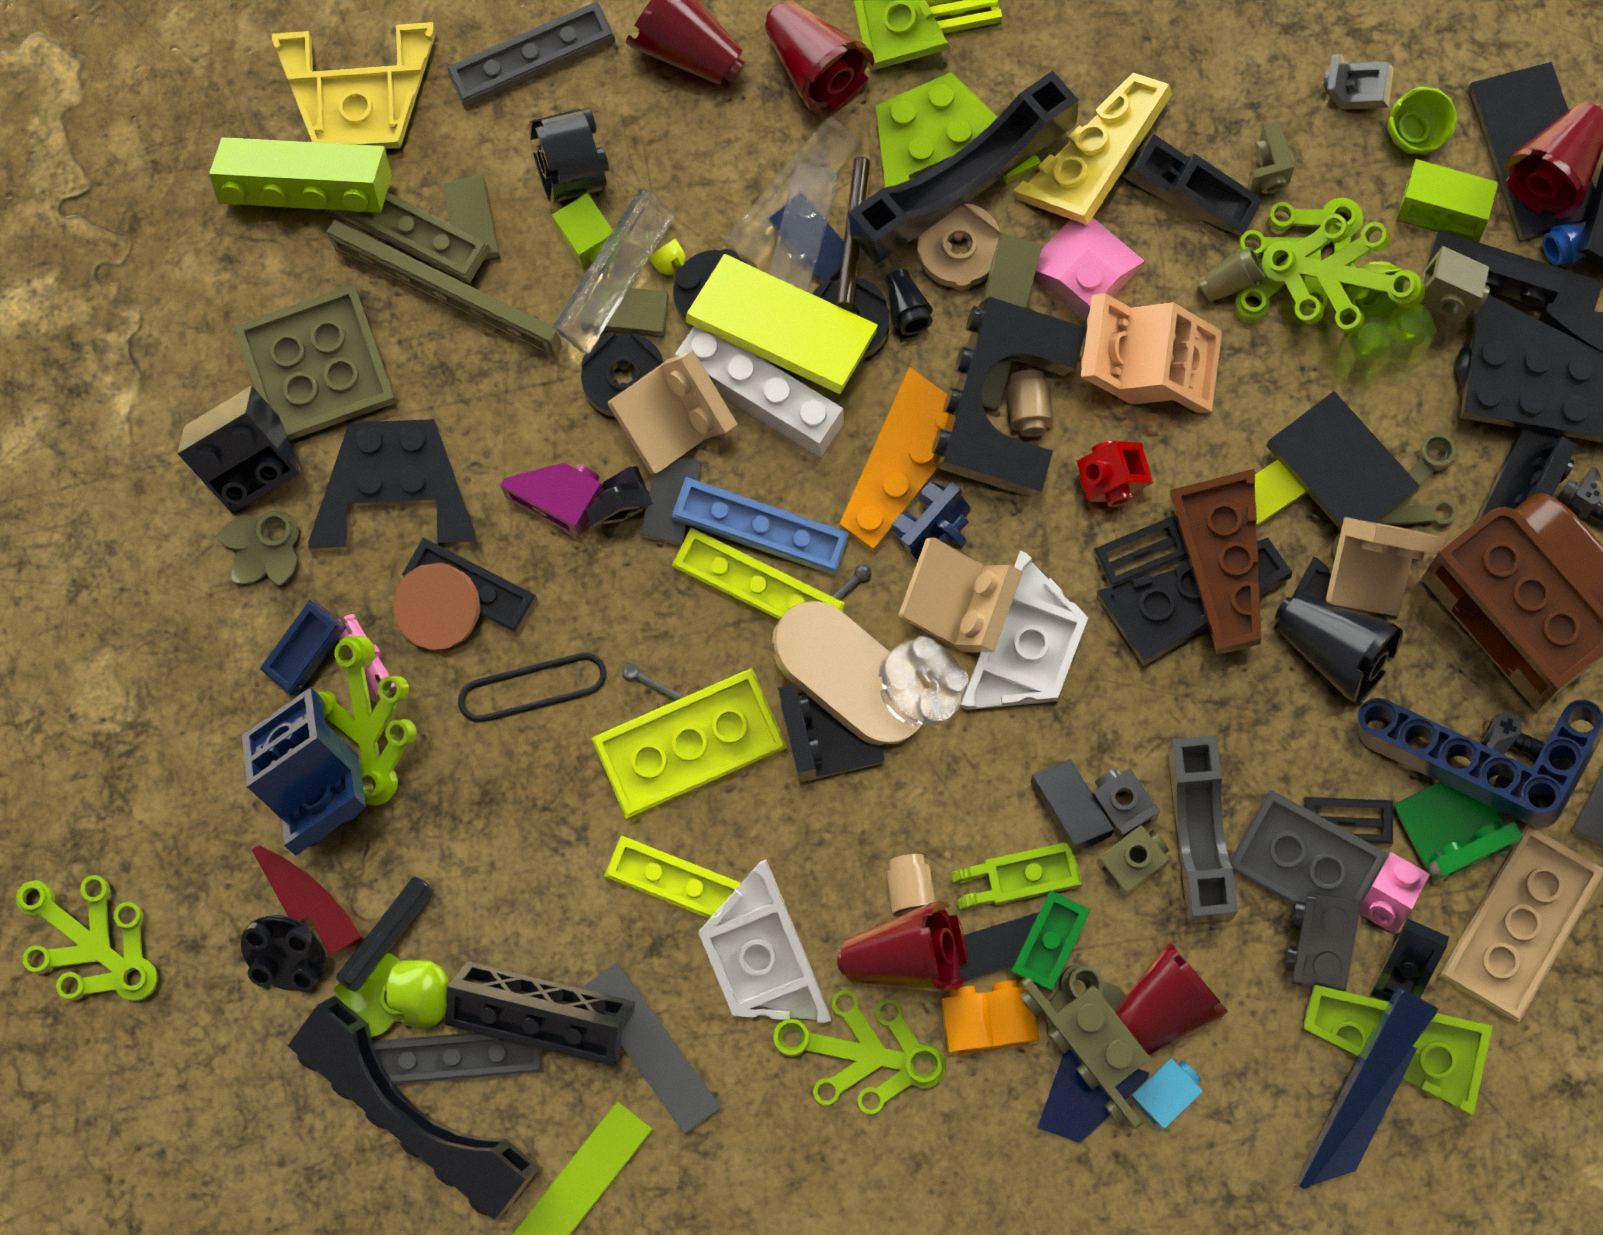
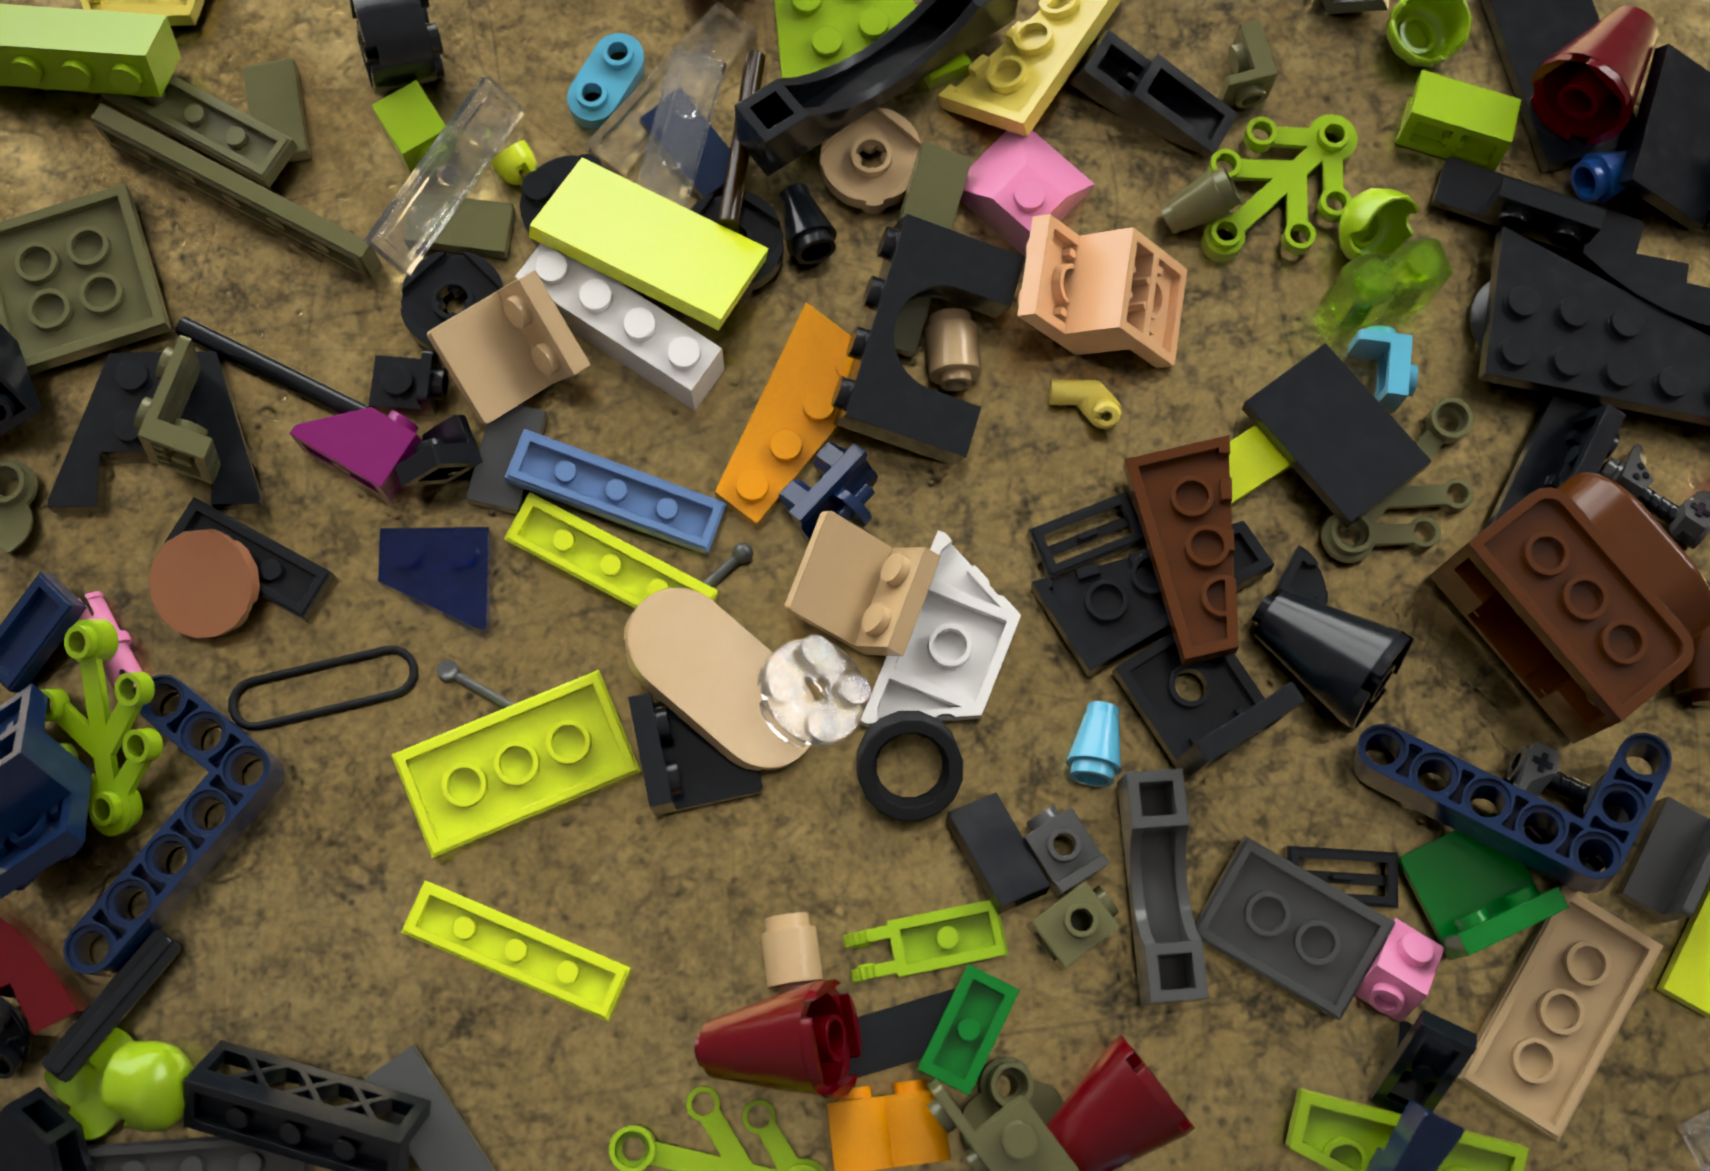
camera: 10 degrees left, 0 degrees up
(412, 498) = (162, 432): none -> olive bracket
(431, 799) = (184, 828): none -> dark blue beam
(476, 431) = (268, 367): none -> black bar
(589, 442) = (408, 384): none -> black bracket
(622, 590) = (440, 569): none -> clear blue wing
(740, 183) = (608, 77): none -> medium azure plate
(761, 955) = (596, 1040): white wing -> none
(1015, 768) = (926, 804): none -> black tyre
(1114, 472) = (1056, 435): red brick -> none
(1150, 722) = (1096, 748): none -> medium azure cone
(1153, 444) = (1090, 397): none -> light yellow arm
(1235, 705) = (1207, 728): none -> black bracket
(1324, 942) = (1314, 1033): black bracket -> none
(1336, 271) = (1331, 196): lime plant -> none
(1375, 565) = (1378, 555): tan bracket -> none
(1393, 415) = (1394, 374): none -> medium azure bracket
(1454, 284) = (1473, 216): olive brick -> none

